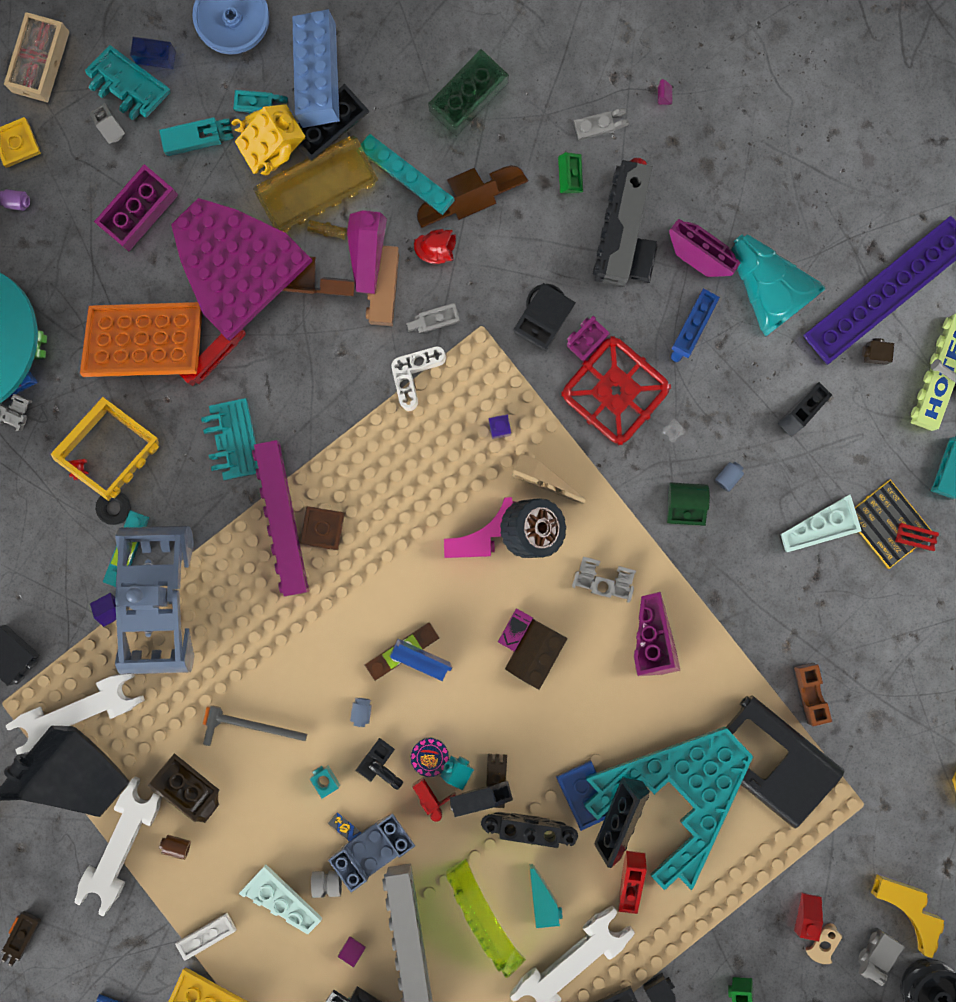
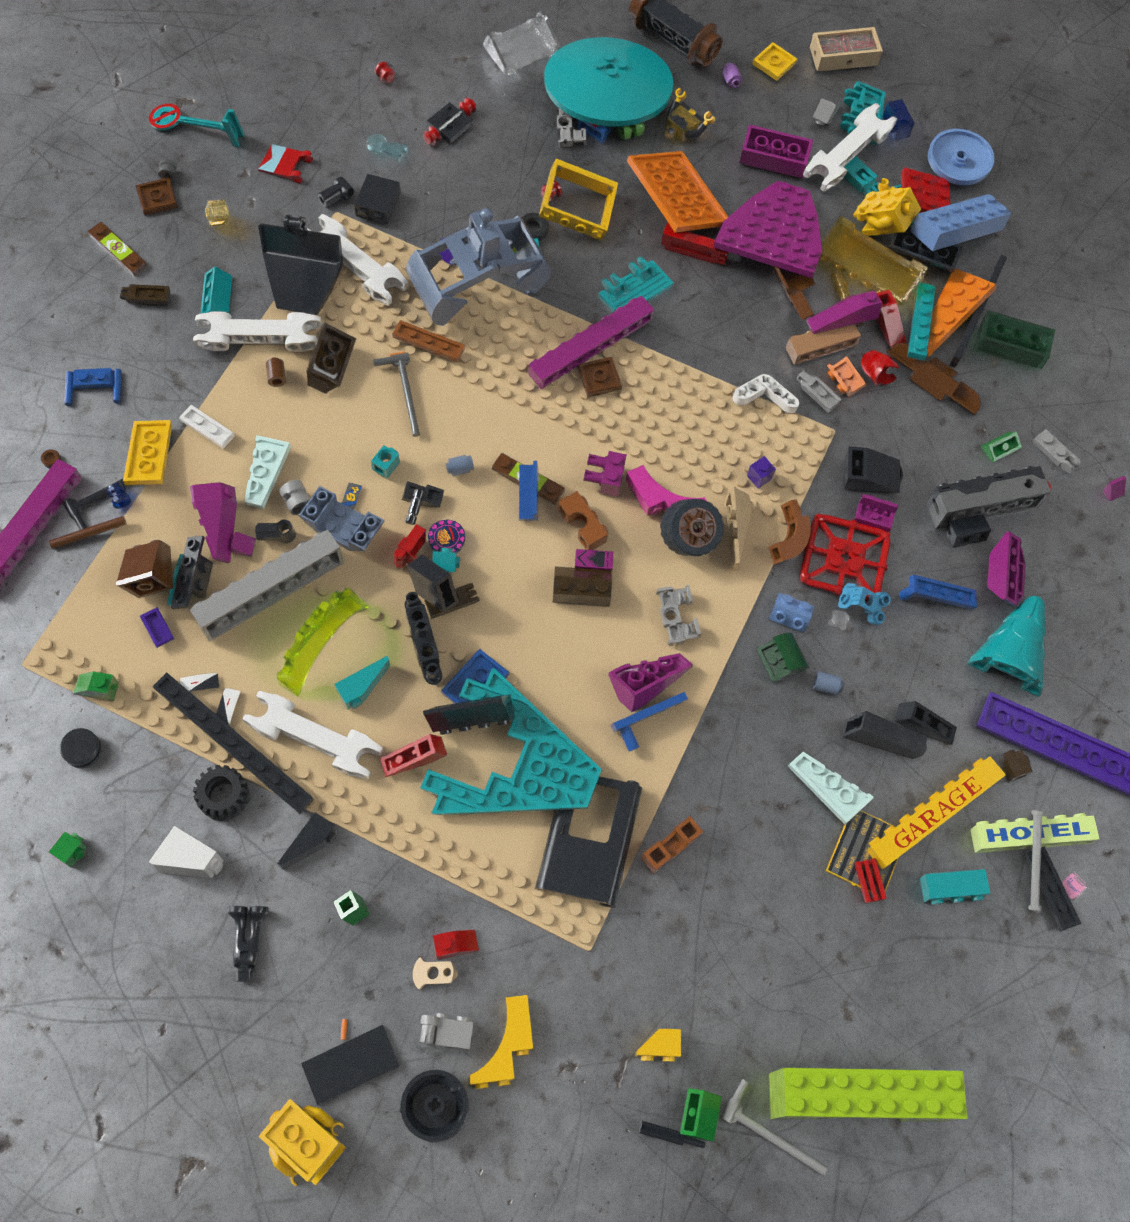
camera: 55 degrees right, 20 degrees down
(51, 866) = (216, 291): none -> teal panel
(52, 284) = (684, 121): none -> torso
(156, 95) = (832, 164): none -> white piece
(206, 680) = (428, 341): none -> dark orange plate
(258, 78) = (928, 189): none -> red plate
(311, 967) = (217, 511): none -> magenta wedge
(352, 917) = (274, 531): none -> black piece
(388, 204) = (890, 320): none -> slope
(400, 123) = (956, 303): none -> orange wing
(417, 107) = (976, 315): none -> black tile
(431, 284) = (846, 376): none -> orange bracket
(432, 567) = (613, 471): none -> magenta brick
(455, 622) = (576, 508): none -> dark orange arch
(579, 427) = (797, 533): none -> dark orange arch
(647, 470) = (792, 612): none -> medium blue bracket
(665, 410) = (856, 596): none -> dark azure piece
(687, 680) = (624, 724): none -> blue piece
(801, 453) = (884, 735): none -> black slope
(886, 446) = (936, 812): none -> yellow brick

